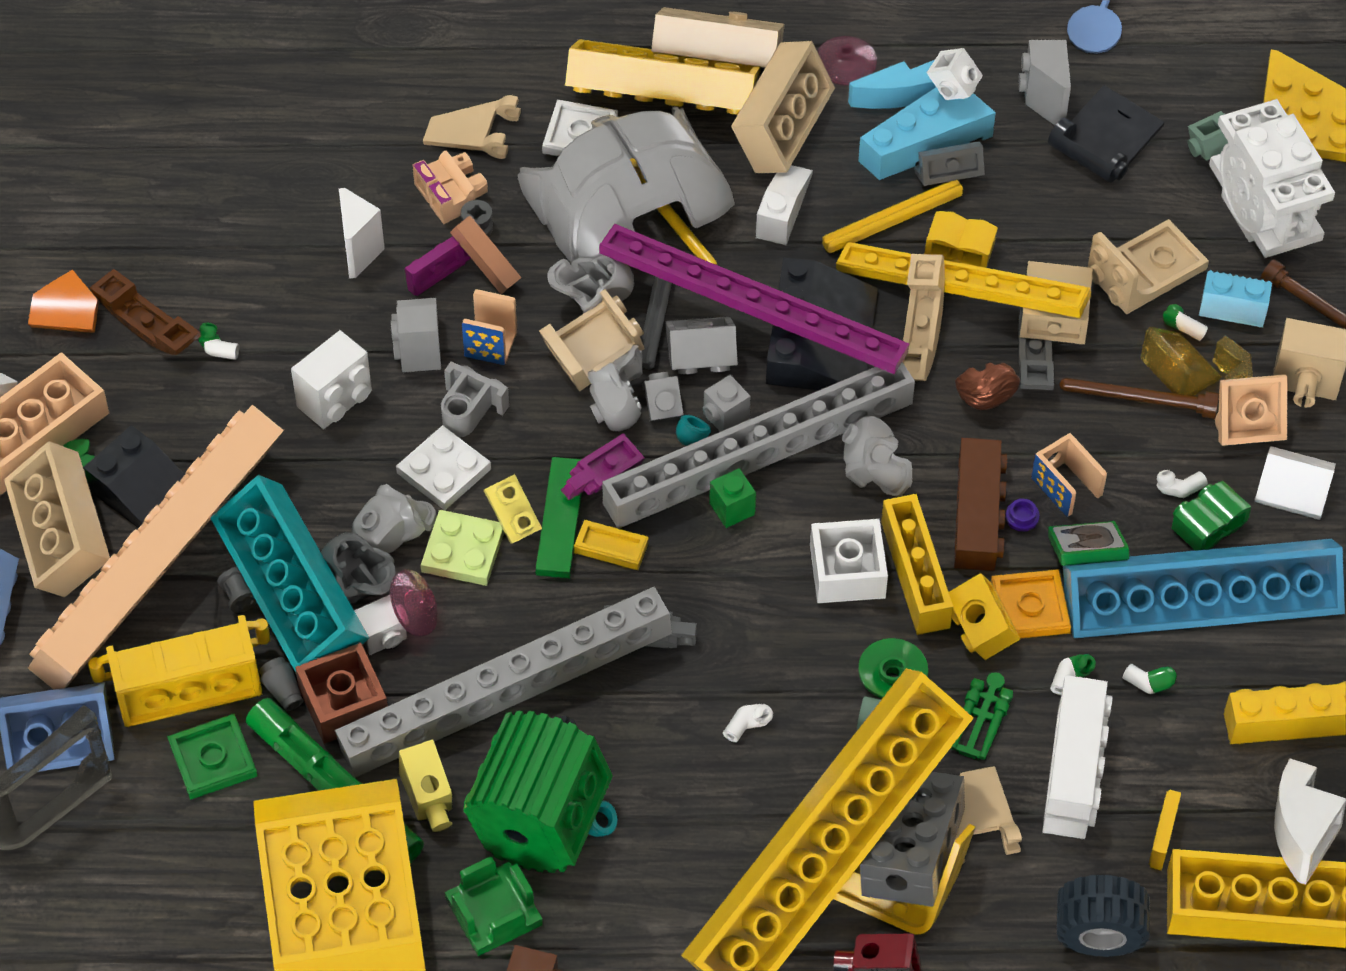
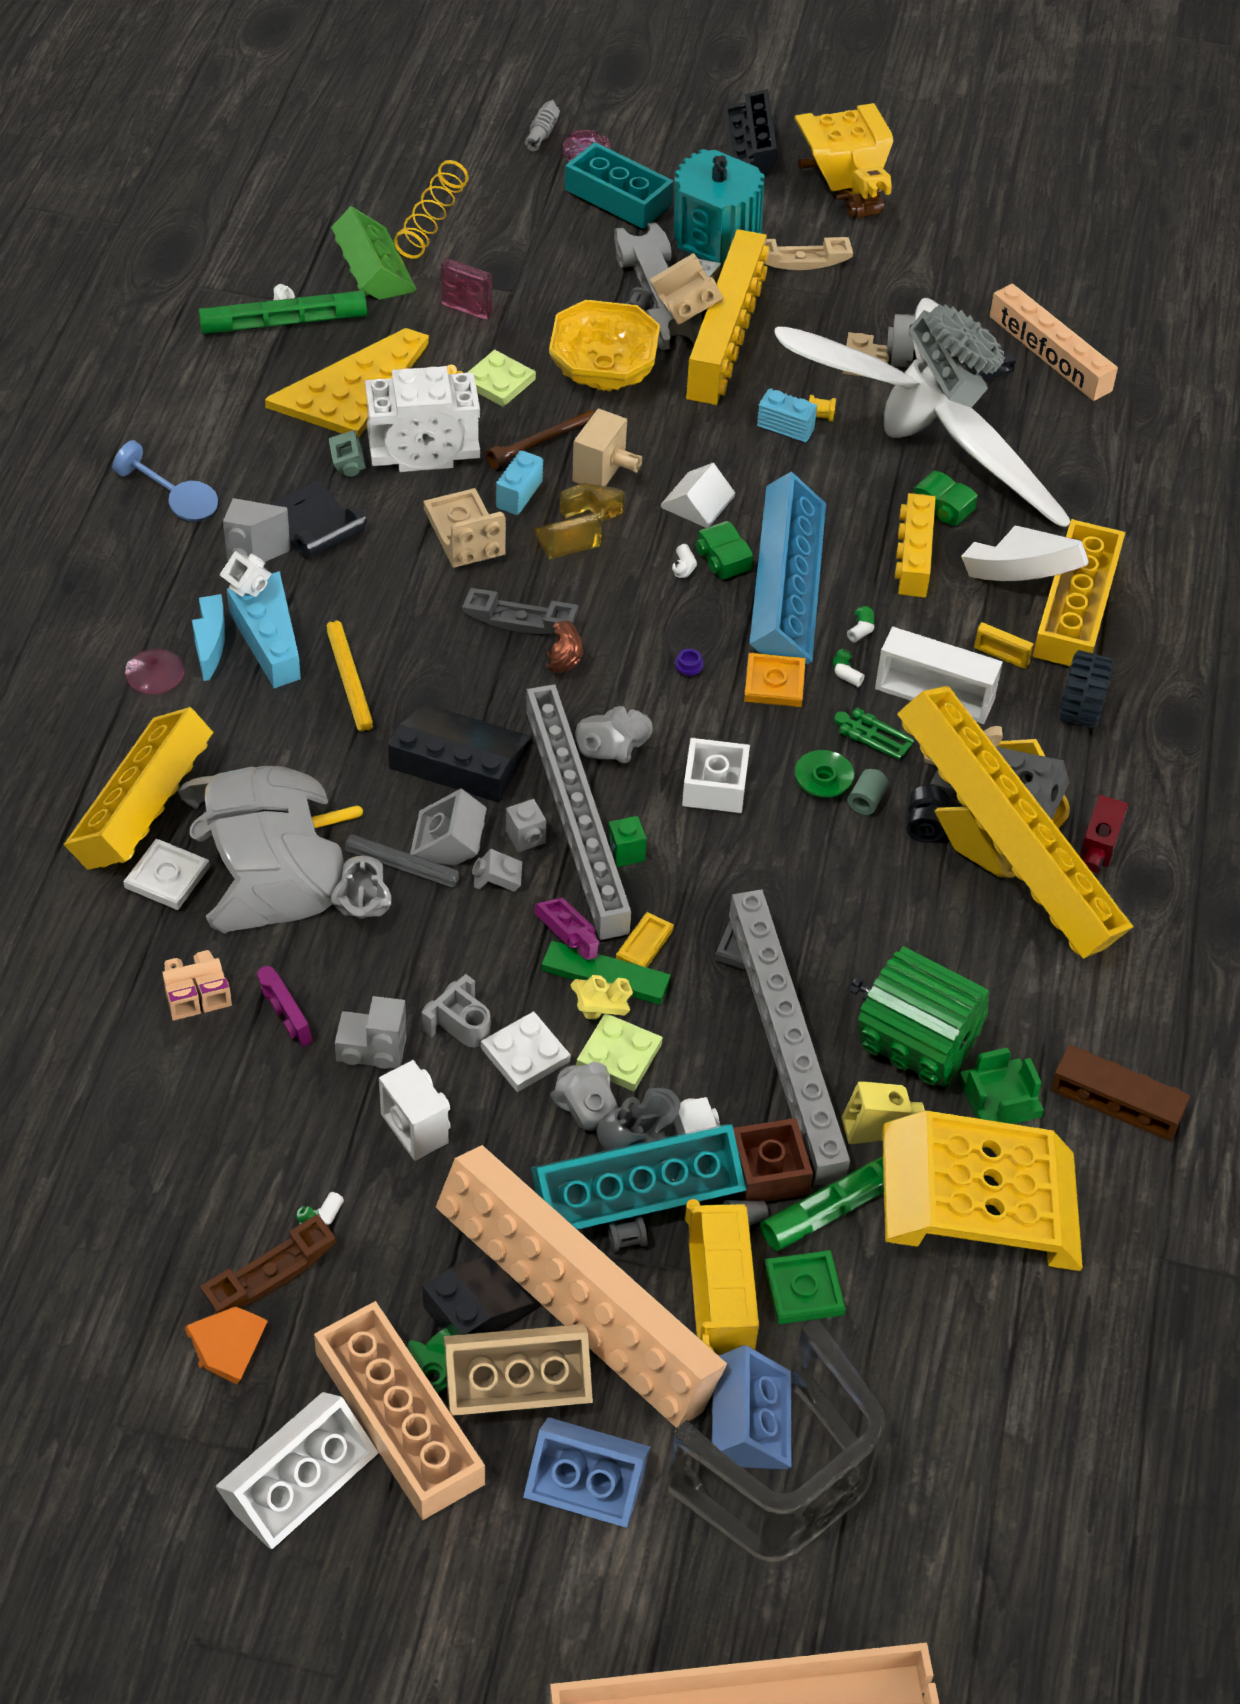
camera: 80 degrees left, 5 degrees down
(361, 231) = (236, 1062): white slope -> none
(413, 603) = (686, 1083): clear pink dish -> none
(471, 127) = (124, 961): tan flag -> none
(481, 212) = (247, 980): dark grey wheel -> none
(485, 254) = (300, 965): nougat piece -> none
(494, 327) = (375, 977): piece -> none
(593, 339) = (425, 905): tan panel -> none
(613, 391) = (491, 899): light grey head -> none
(688, 433) = (537, 862): teal piece -> none
(716, 36) = (110, 740): tan brick -> none
(746, 718) = (846, 881): white arm -> none
(754, 298) = (436, 769): magenta plate -> none
(782, 204) = (310, 742): white slope -> none
(783, 107) = (217, 708): tan brick -> none
(916, 564) = (764, 730): yellow brick -> none
(924, 313) = (476, 674): tan slope -> none
(950, 163) = (315, 621): dark grey panel -> none
(961, 239) = (397, 634): yellow brick -> none
(970, 281) = (448, 637): yellow tile -> none
(978, 504) = (674, 685): reddish brown brick -> none
(994, 630) = (803, 694): yellow brick -> none
(1054, 326) = (489, 583): tan panel -> none
(1079, 462) = (663, 622): light nougat piece -> none
(1088, 543) = (734, 624): tile -> none
(1175, 318) = (526, 522): white arm -> none
(1204, 404) = (612, 527): reddish brown piece -> none
(1252, 410) = (640, 496): light nougat slope -> none

